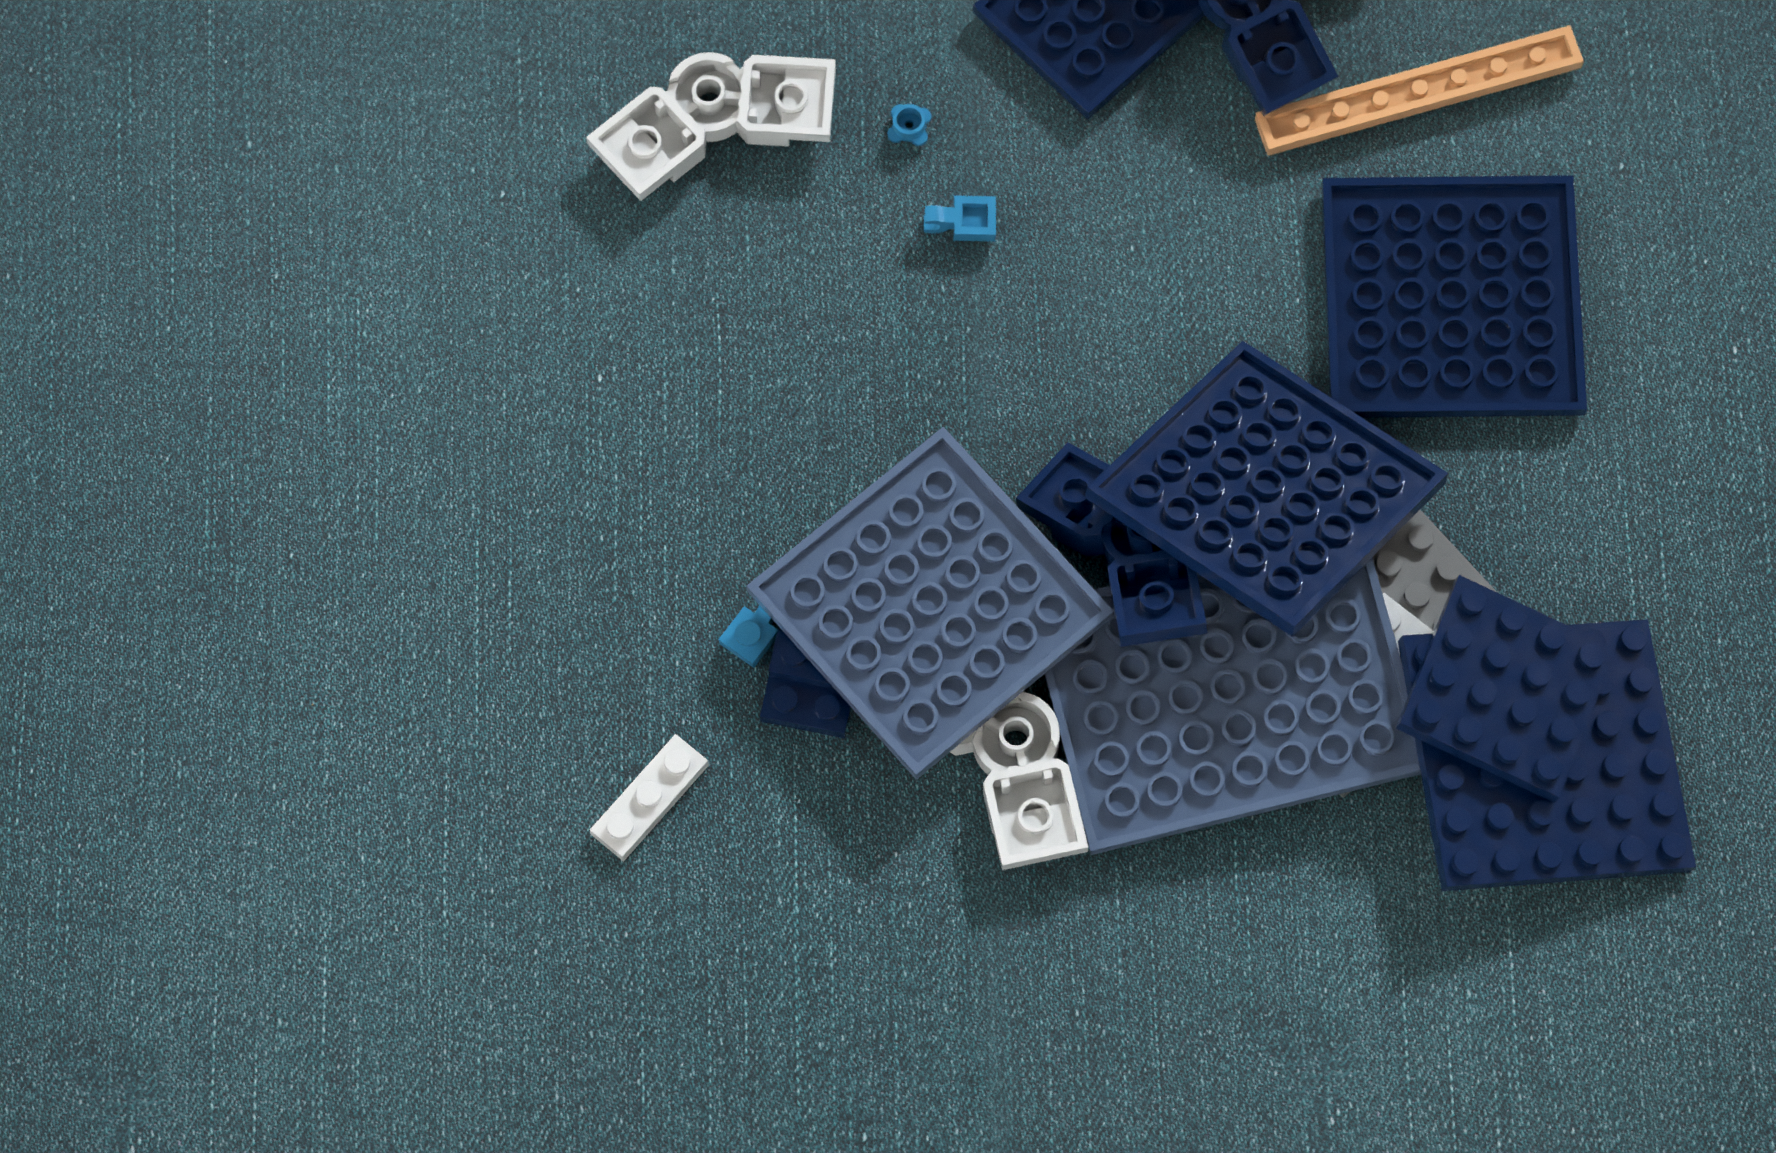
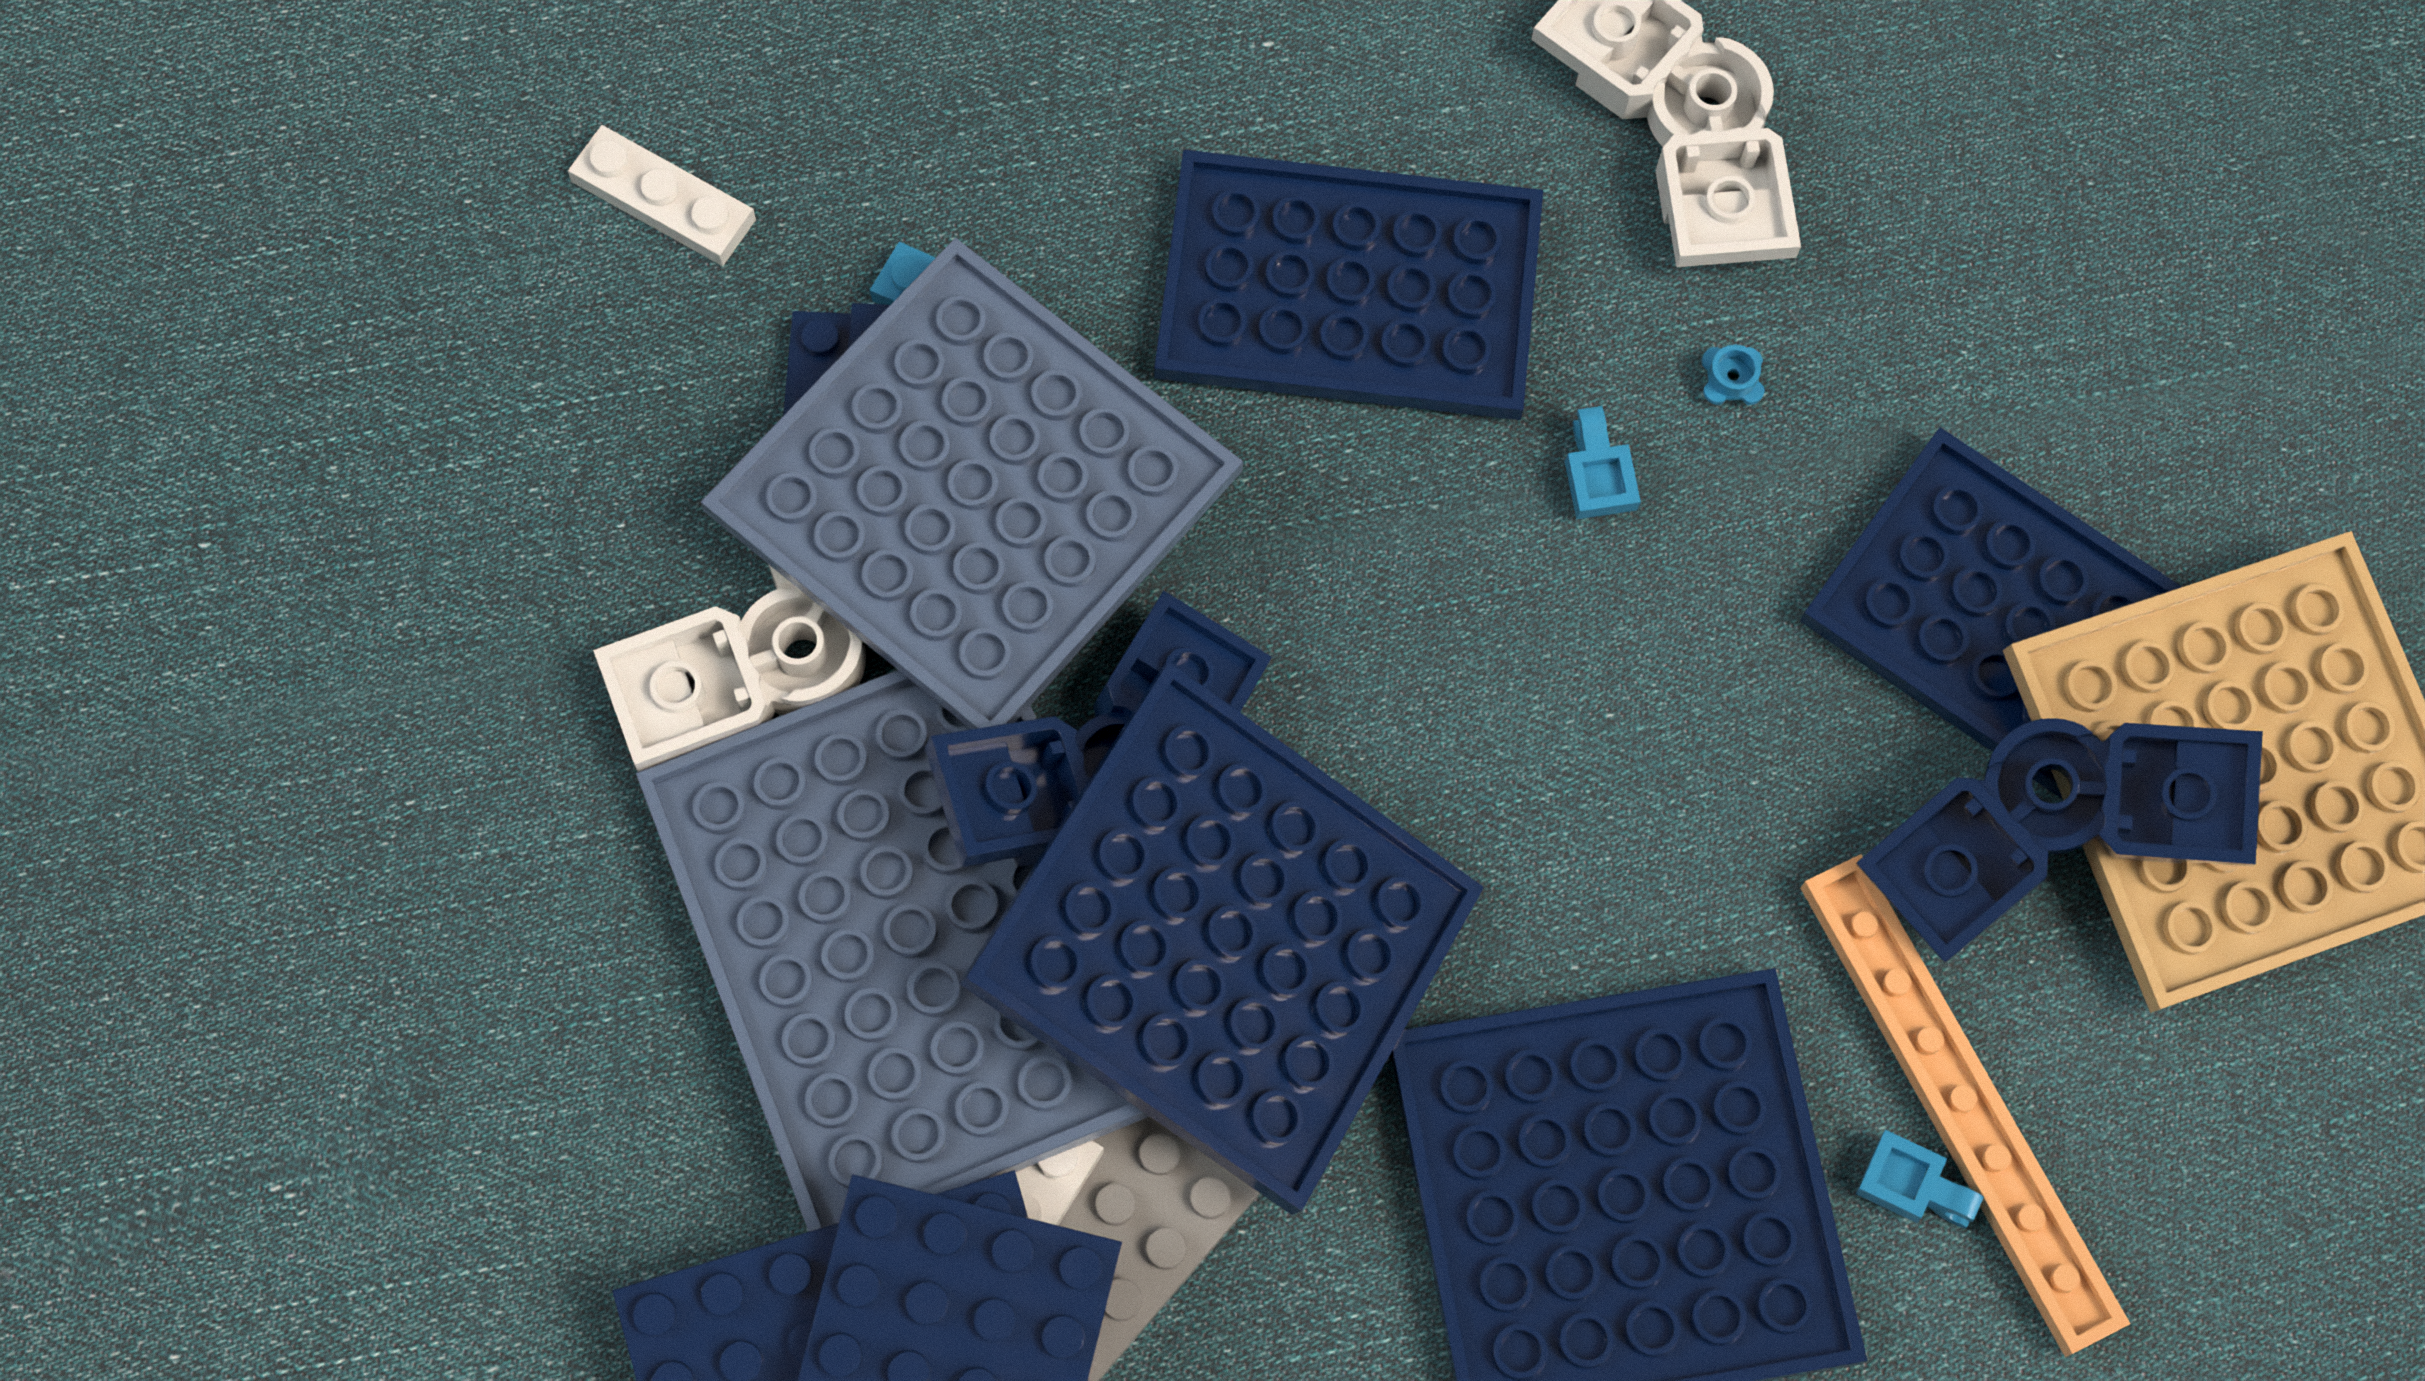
camera: 75 degrees right, 0 degrees up
(802, 351) = (1350, 285): none -> dark blue plate
(1466, 130) = (1909, 1180): none -> dark azure plate

